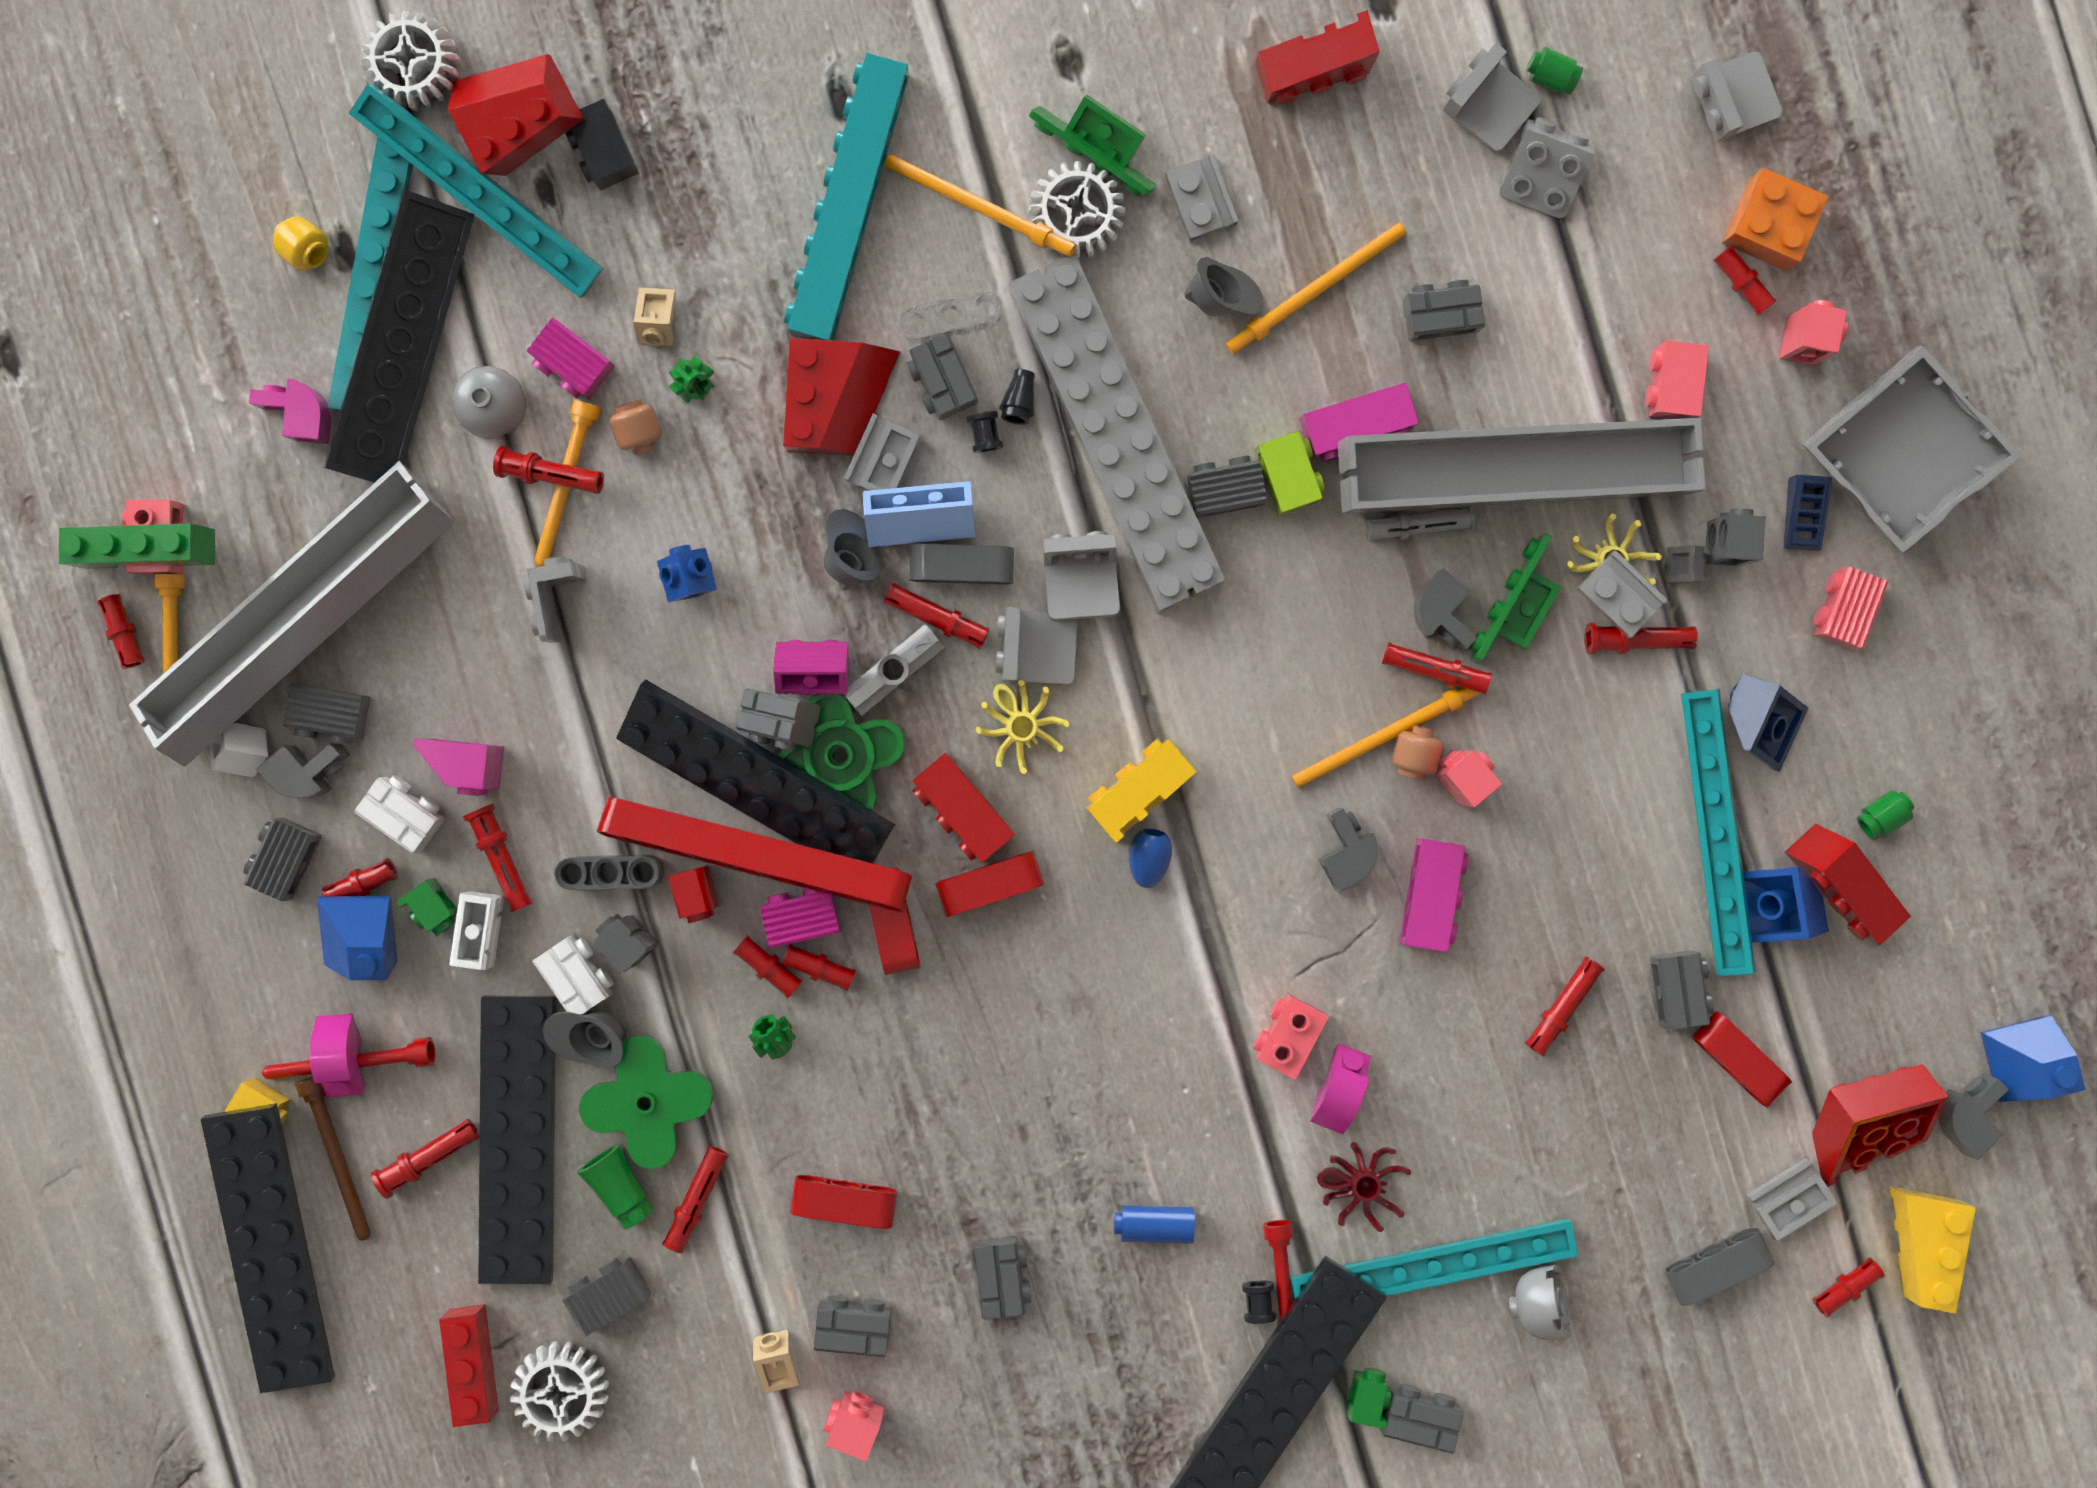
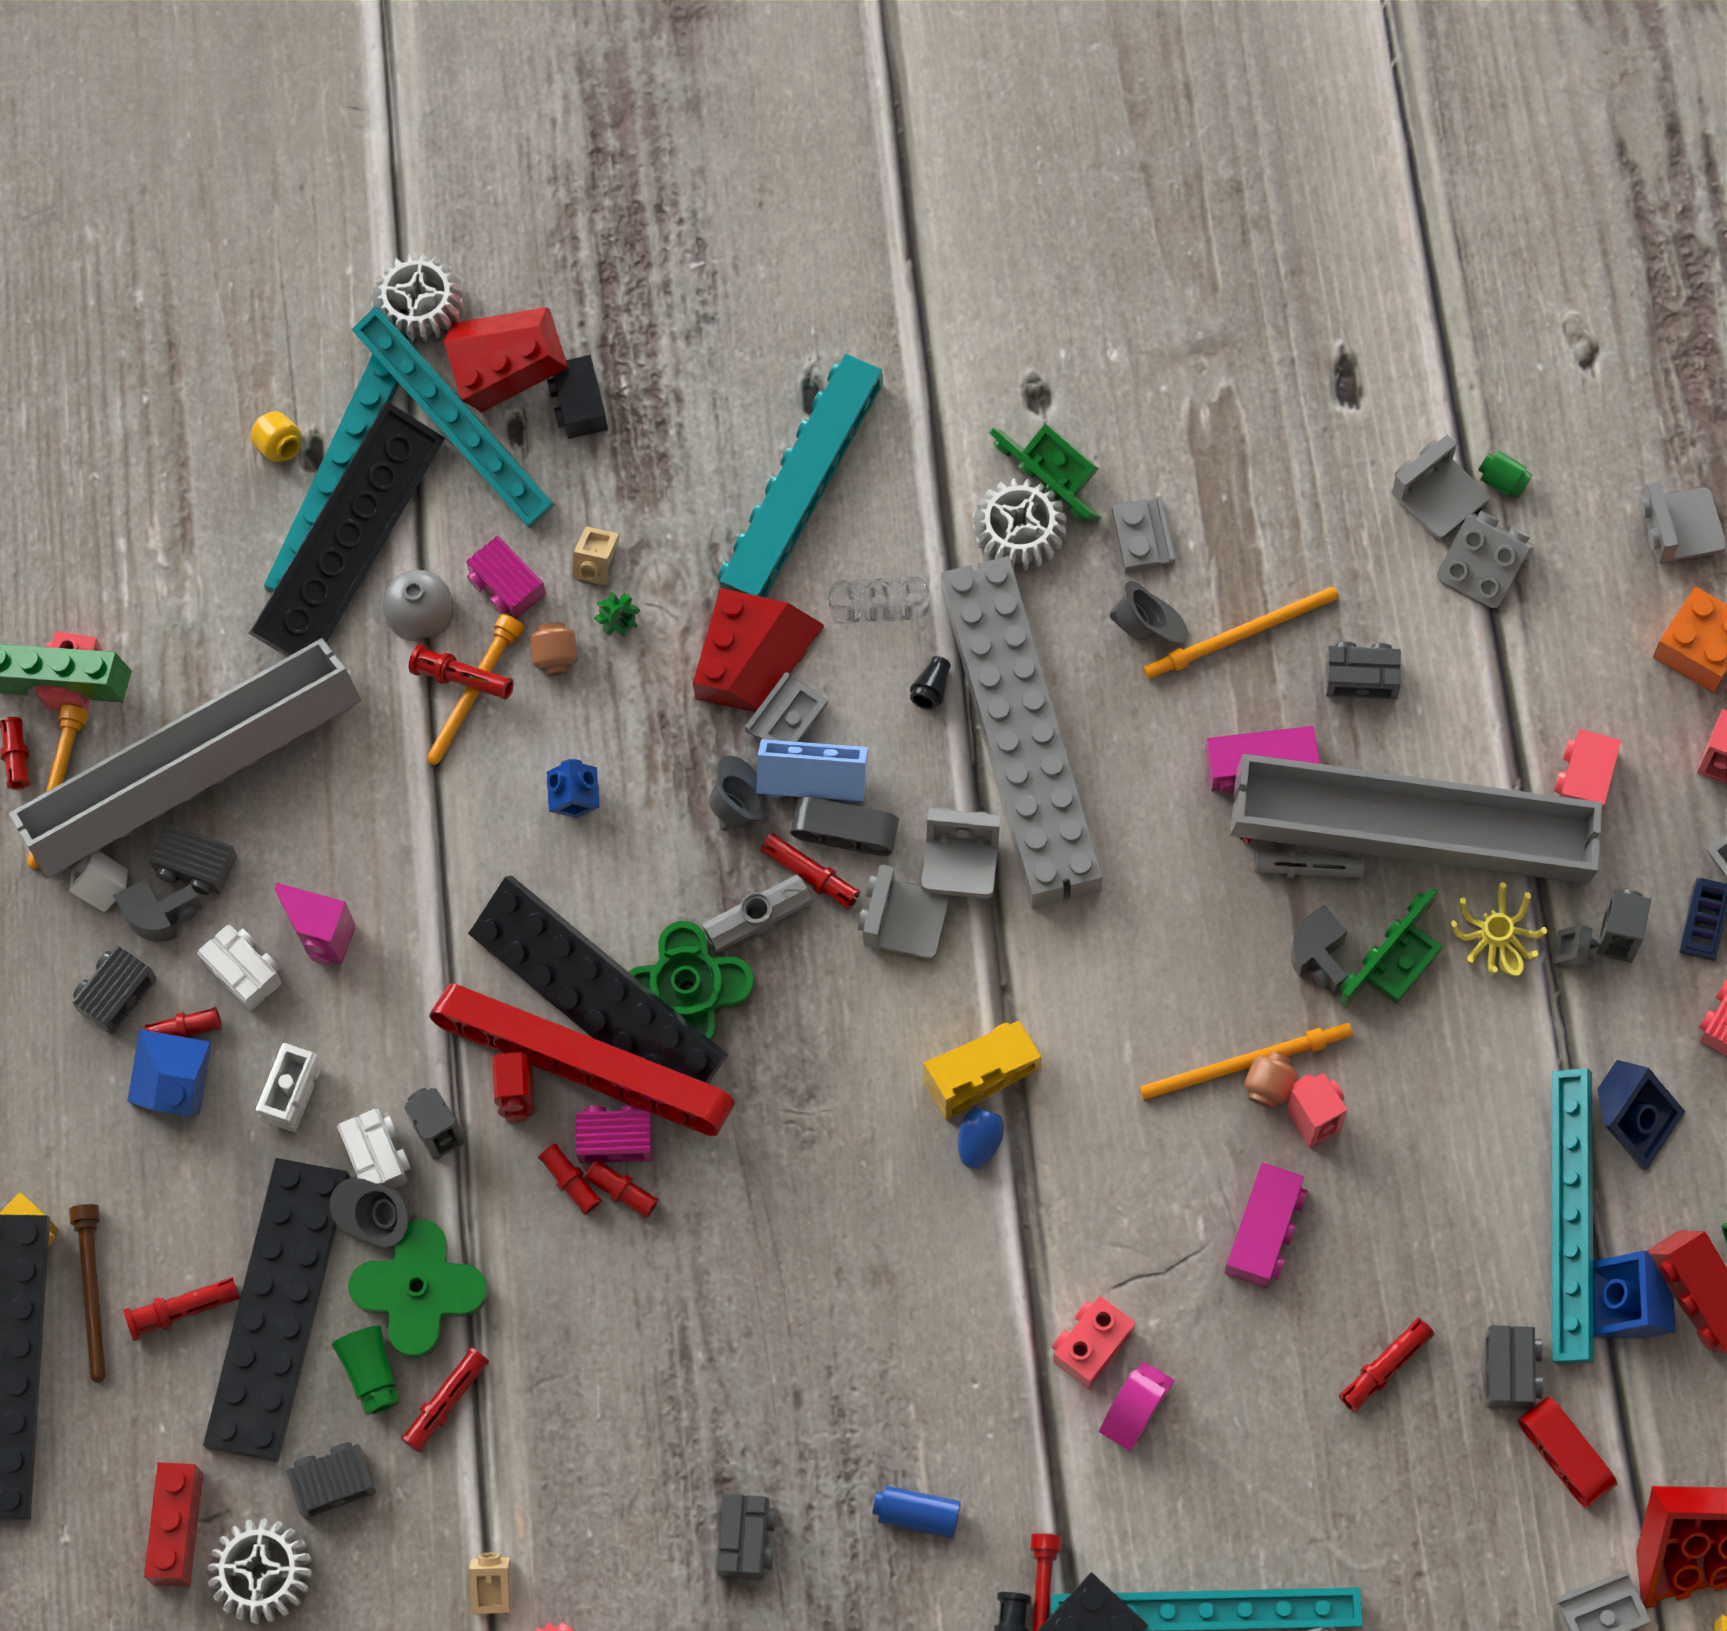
camera: 10 degrees right, 20 degrees down
(303, 407) = (241, 582): dark pink brick -> none
(334, 1055) = (116, 1188): dark pink brick -> none
(419, 1052) = (200, 1202): red piece -> none
(429, 907) = (245, 1060): green brick -> none
(518, 898) = (327, 1008): red pin -> none
(539, 589) = (439, 766): light grey bracket -> none
(592, 872) = (420, 1046): dark grey beam -> none
(772, 1036) = (559, 1246): green gear -> none
(777, 718) = (633, 934): dark grey brick -> none
(811, 667) = (676, 894): dark pink brick -> none
(843, 1201) = (597, 1429): red beam -> none
(852, 1327) = (579, 1560): dark grey brick -> none
(895, 939) = (705, 1169): red beam -> none
(942, 377) = (860, 651): dark grey brick -> none
(962, 808) = (799, 1057): red brick -> none
(985, 431) = (891, 708): black bush -> none
(989, 883) = (811, 1136): red beam -> none
(1021, 724) = (874, 986): light yellow animal -> none
(1039, 234) = (977, 534): light orange bar -> none
(1226, 487) = (1120, 798): dark grey brick -> none
(1290, 473) = (1185, 795): lime brick -> none
(1318, 61) = (1275, 429): red wedge -> none
(1352, 860) = (1189, 1174): dark grey brick -> none
(1363, 1184) = (1144, 1510): dark red animal -> none
(1395, 657) = (1318, 1009): red pin -> none
(1612, 639) = (1500, 1008): red pin -> none
(1621, 594) = (1500, 958): light grey plate -> none
(1745, 280) = (1669, 692): red pin -> none

